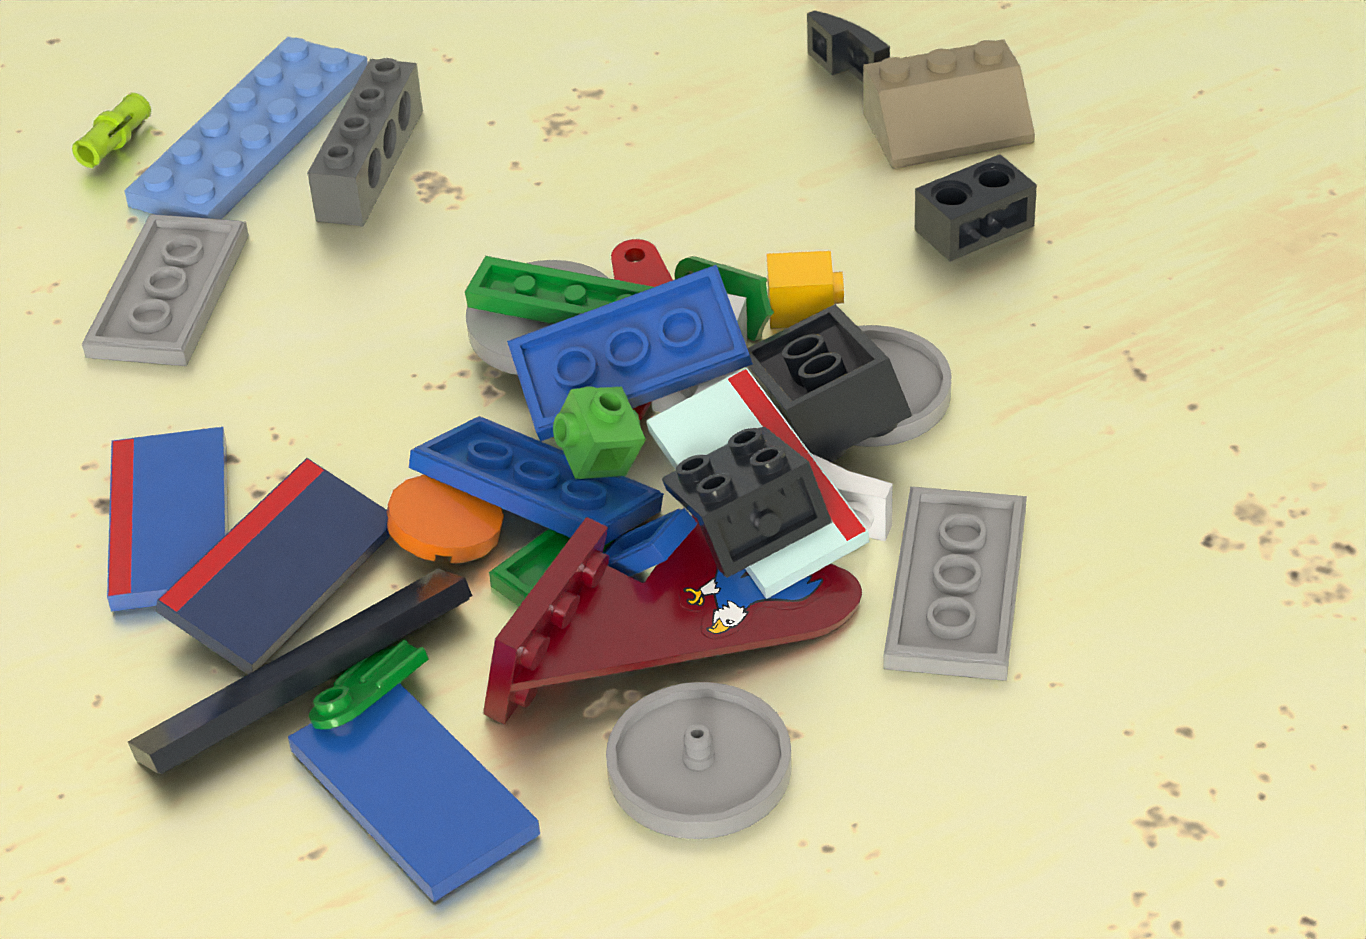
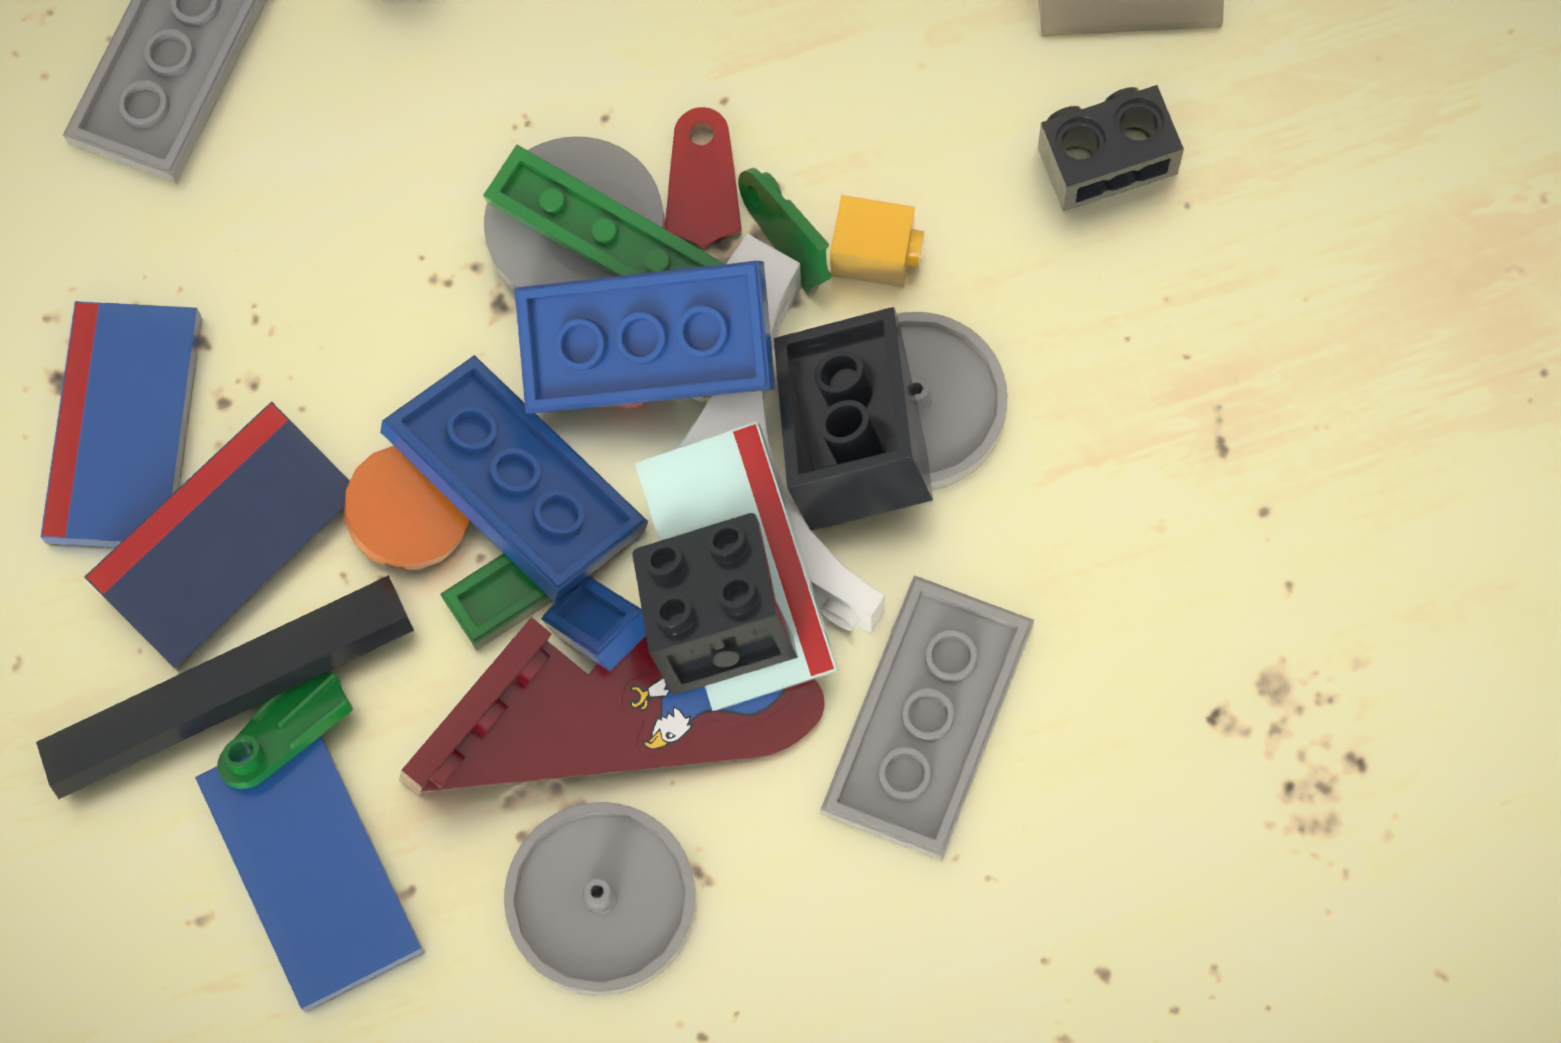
camera: 15 degrees right, 30 degrees up
(598, 432) = (586, 445): bright green brick -> none

